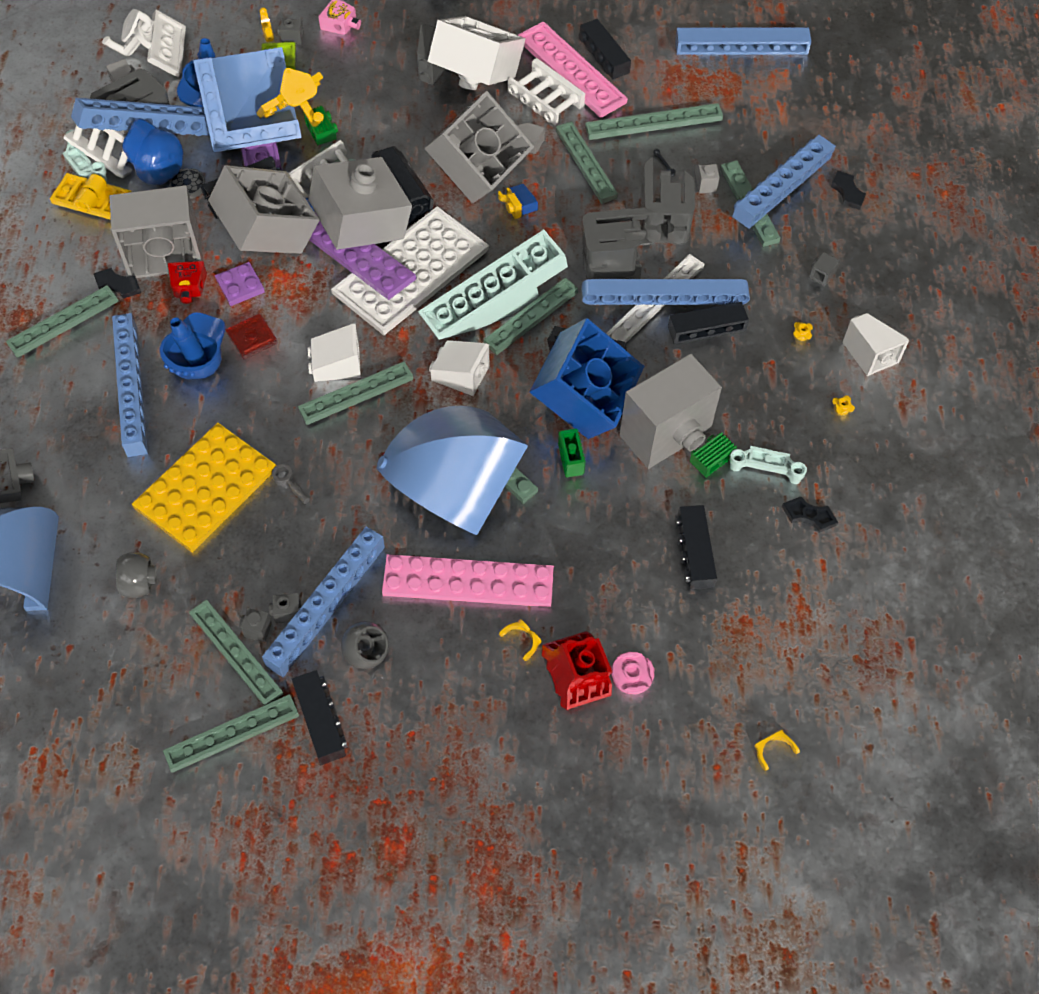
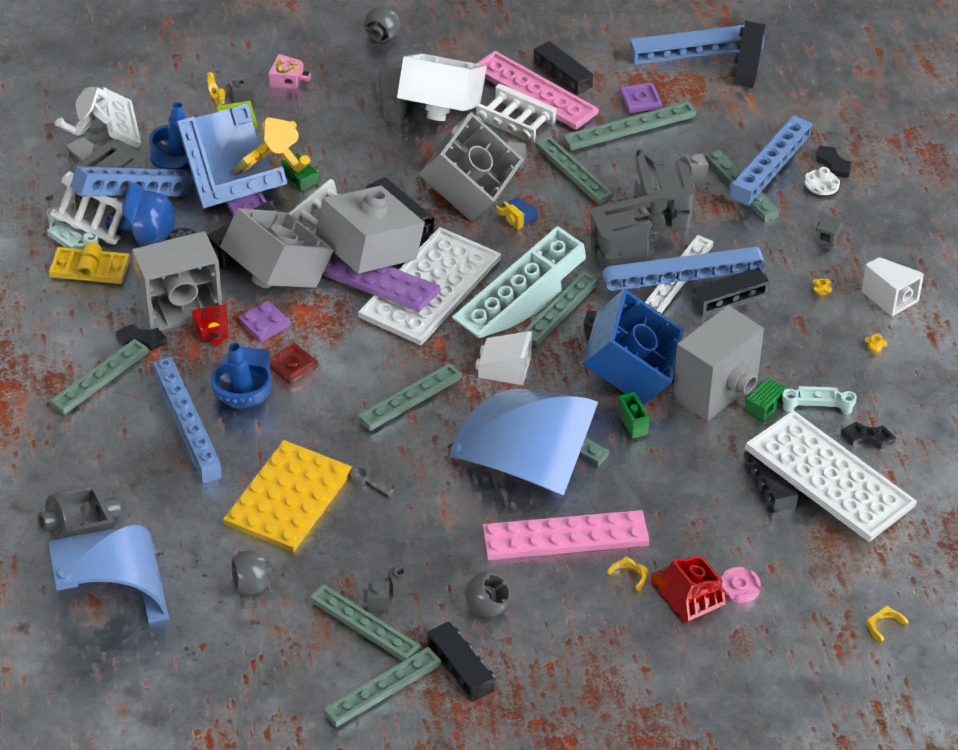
camera: 10 degrees left, 15 degrees down
(323, 602) = (436, 569): medium blue brick -> none
(335, 355) = (382, 365): white slope -> none
(673, 92) = (641, 97): none -> medium lavender plate
(757, 562) = (831, 475): none -> white plate
(791, 58) = (749, 54): none -> black brick
(831, 212) = (822, 181): none -> white dish

